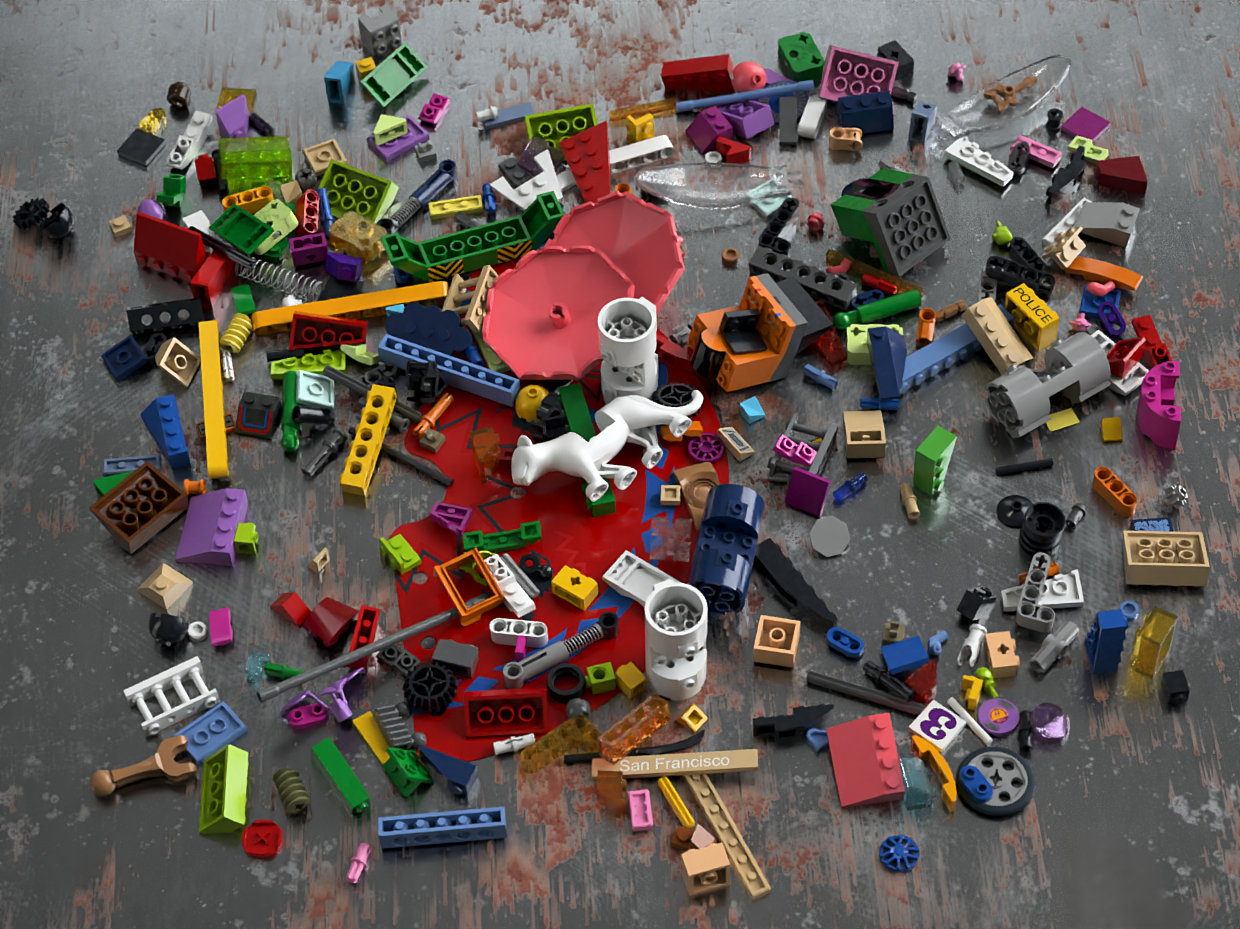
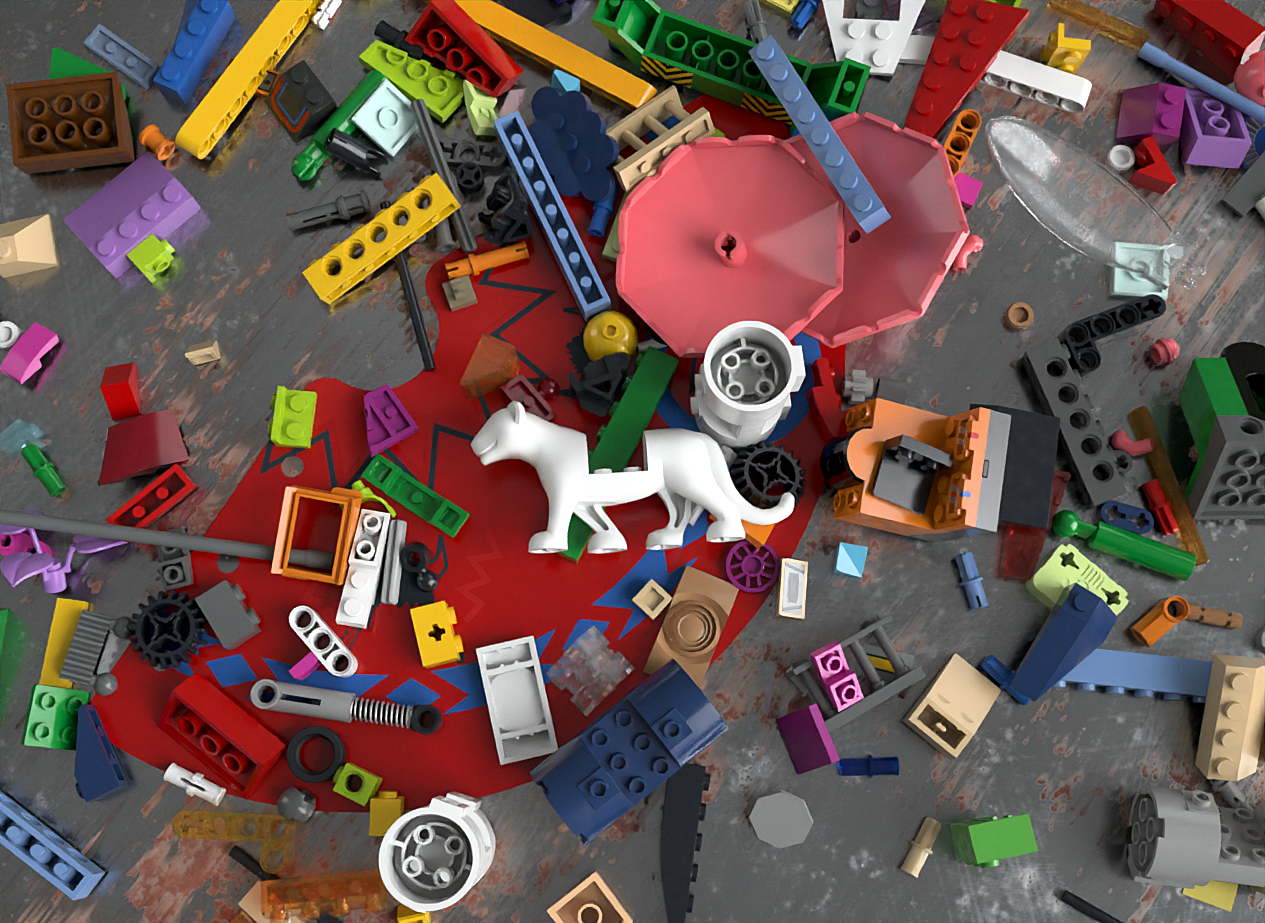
camera: 35 degrees right, 25 degrees up
(556, 231) = (819, 135): none -> medium blue brick

